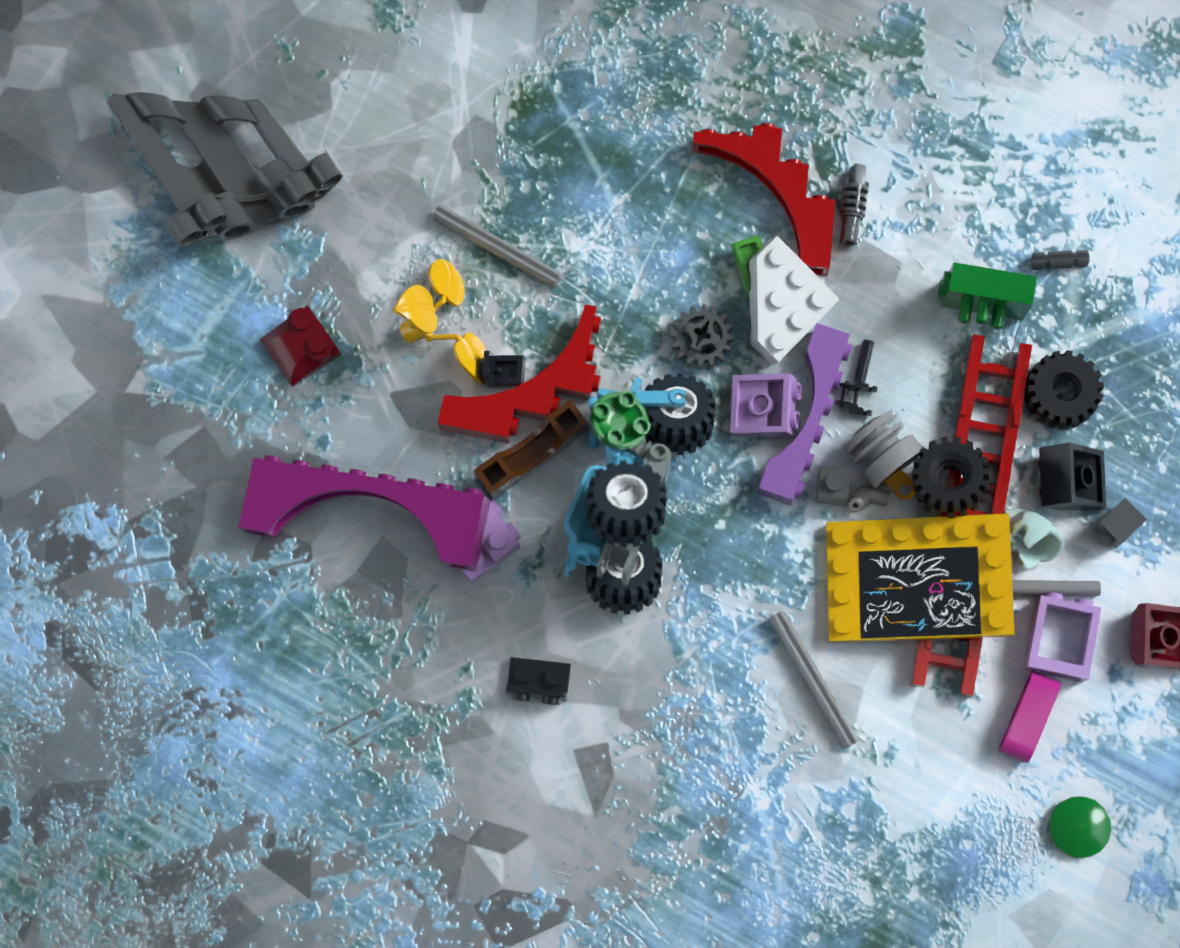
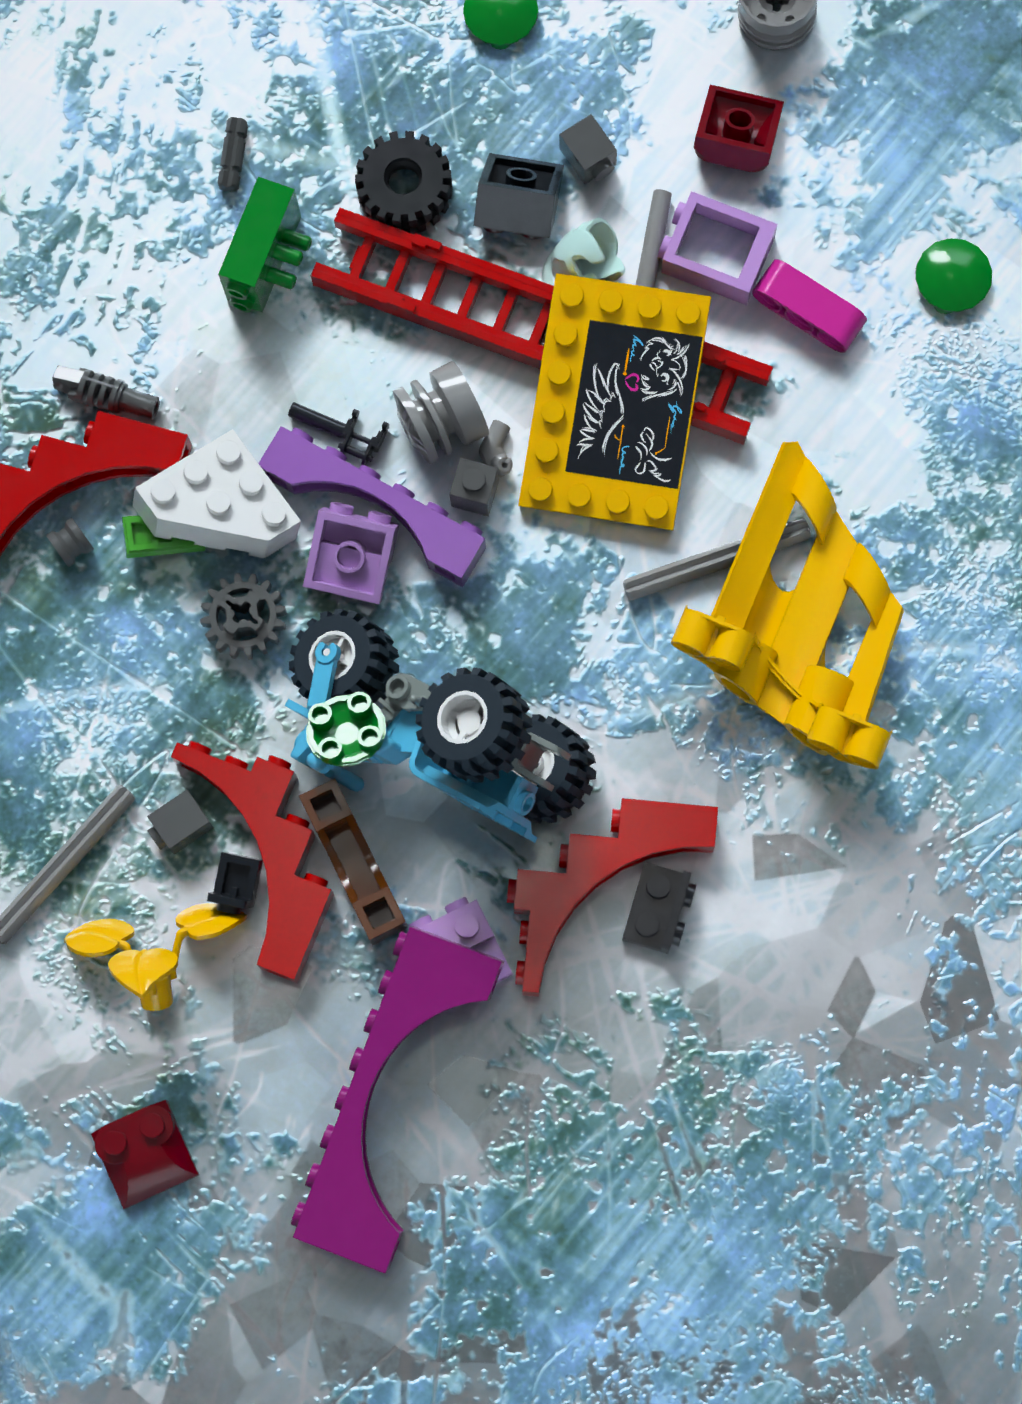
camera: 80 degrees left, 0 degrees up
(530, 599) = (549, 898): none -> red arch
(540, 321) = (178, 823): none -> dark grey brick
(734, 202) = (70, 542): none -> dark grey wheel
(758, 732) = (774, 641): none -> yellow panel
(896, 480) = (486, 410): light orange piece -> none
(944, 457) = (471, 319): black tyre -> none

